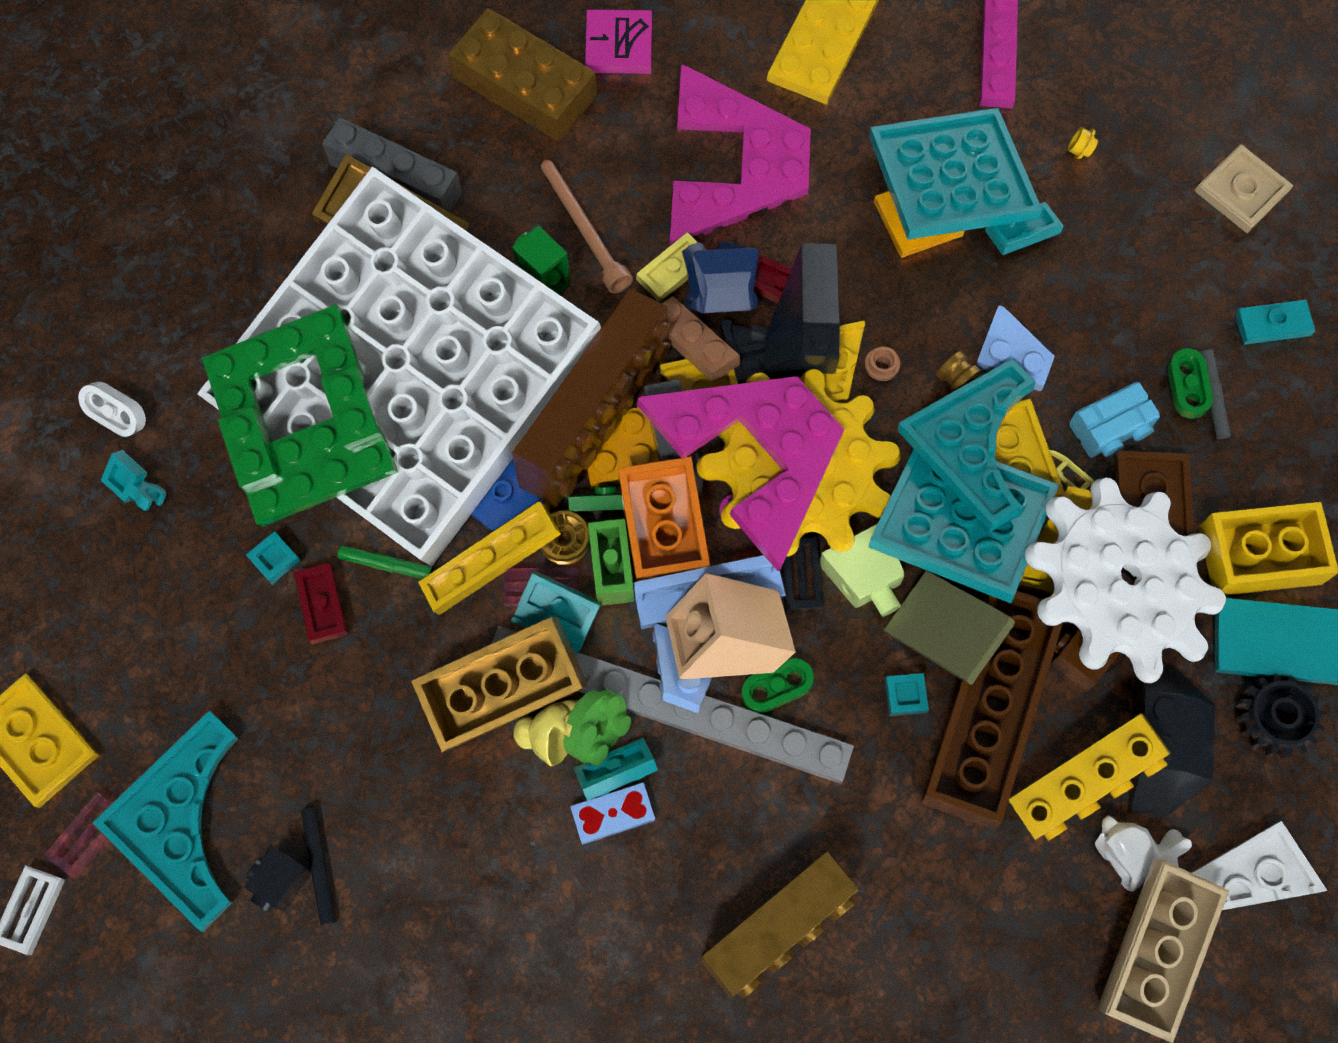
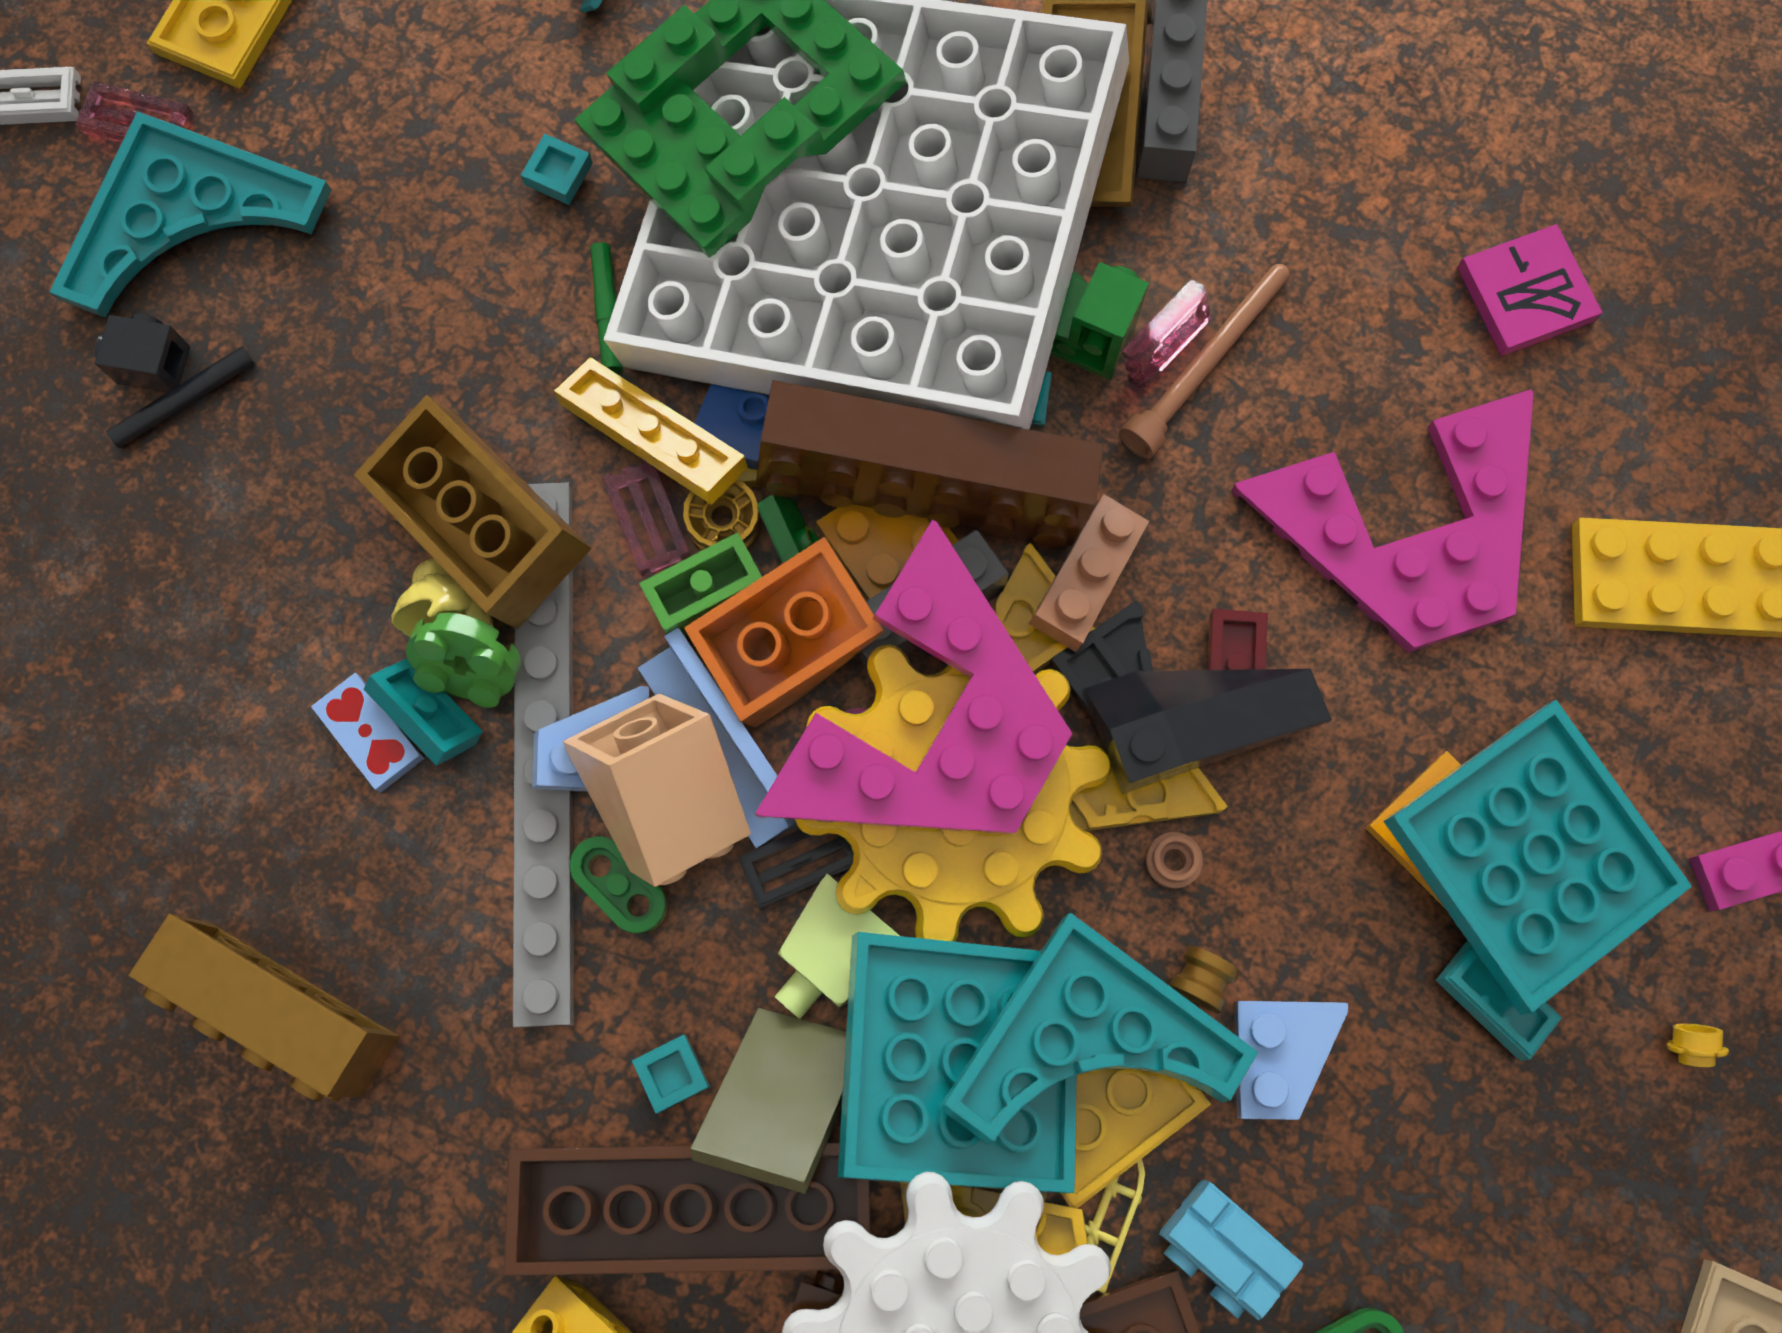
camera: 70 degrees right, 5 degrees up
(320, 603) = (517, 251): dark red plate -> none
(523, 74) = (1404, 180): pearl gold brick -> none
(550, 598) = (617, 532): teal plate -> none
(561, 235) = (1167, 334): none -> clear pink tile
(667, 270) = (1194, 504): light yellow plate -> none
(721, 277) = (1196, 571): dark blue piece -> none

